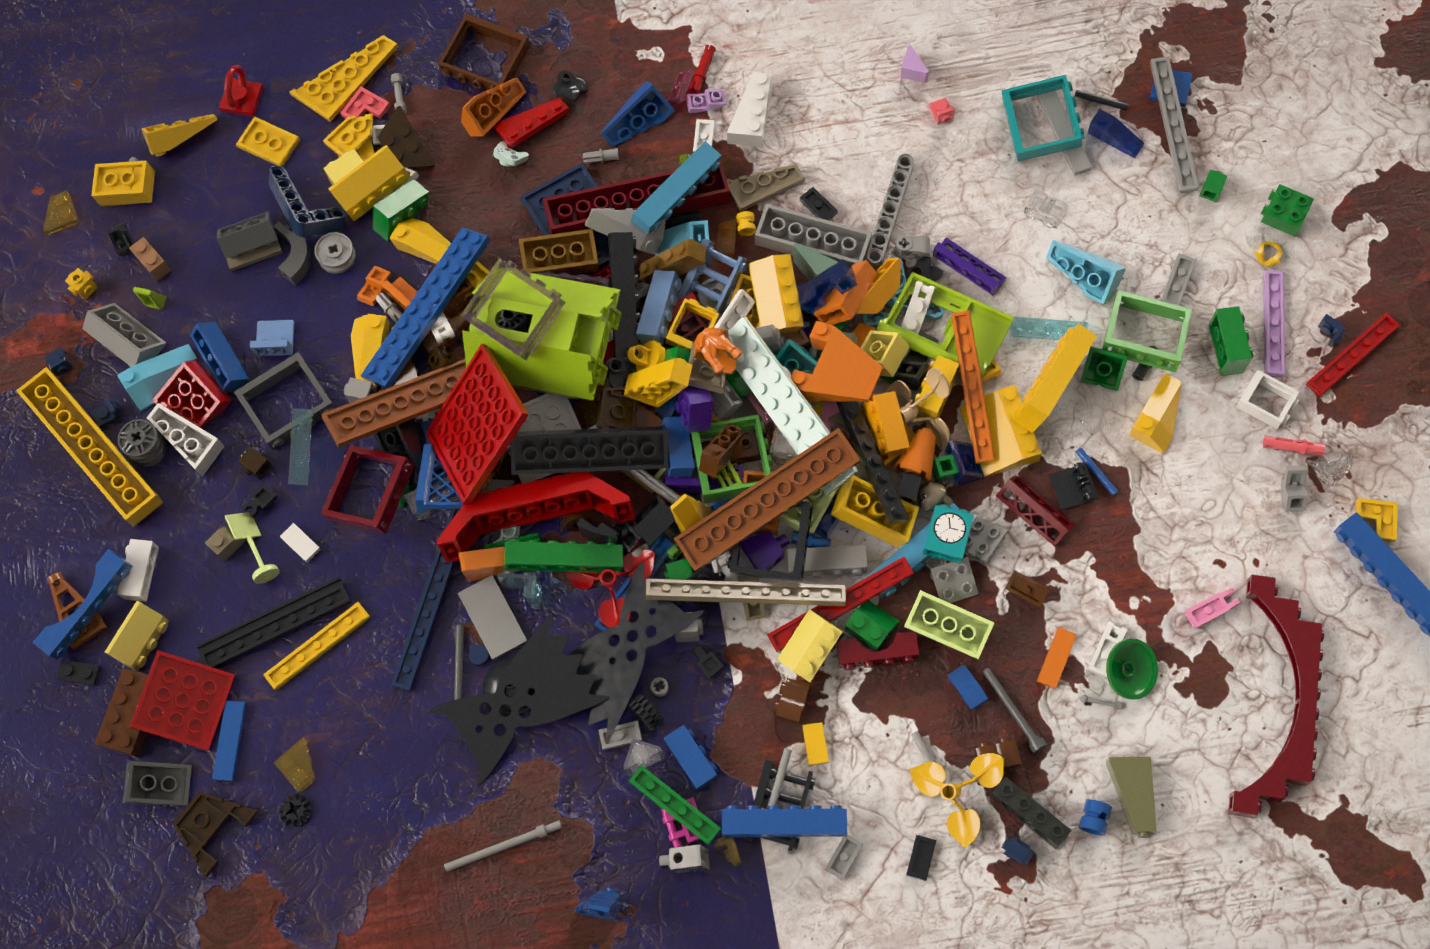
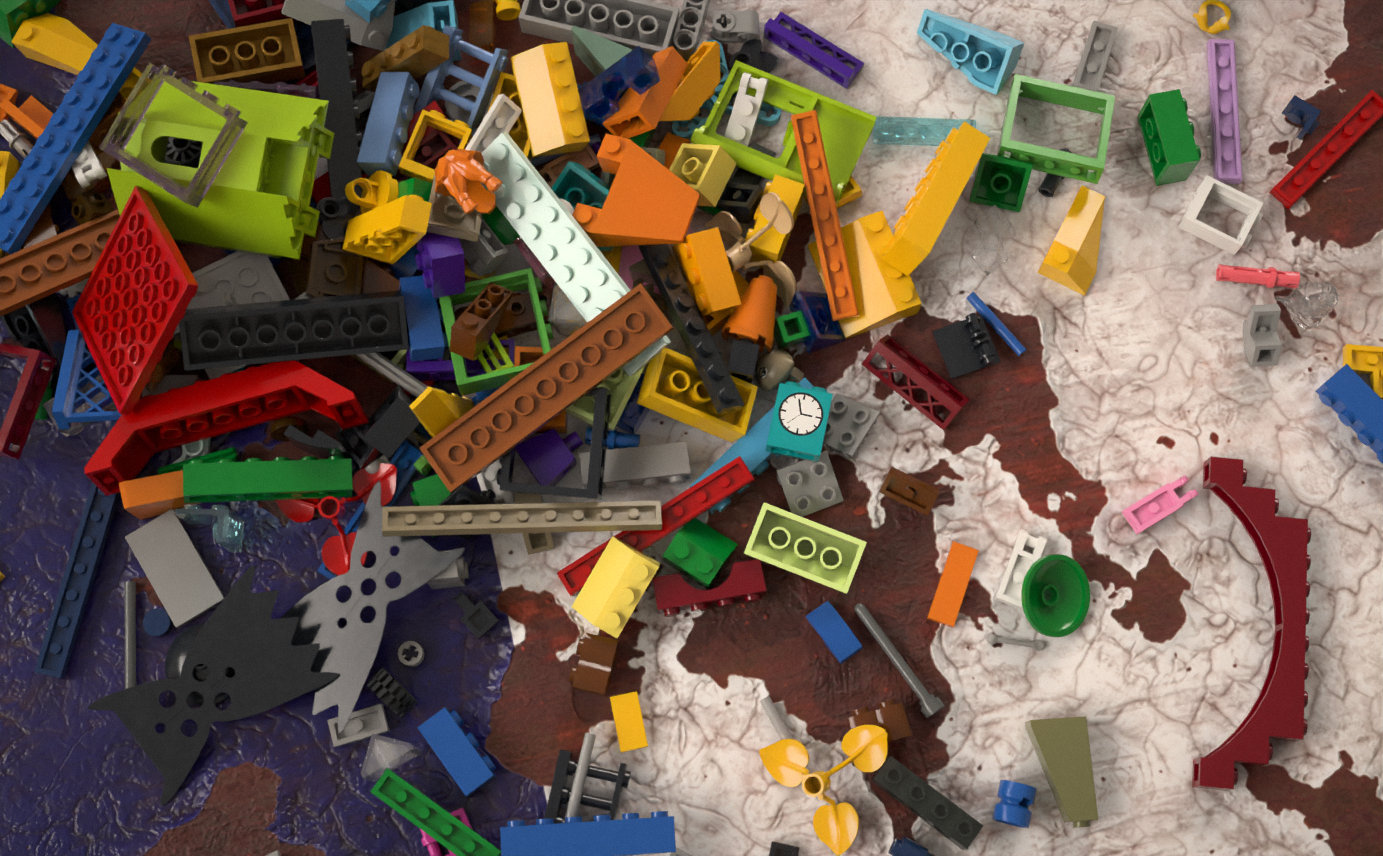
camera: 10 degrees left, 5 degrees up
(772, 338) = (545, 160): light grey brick -> none

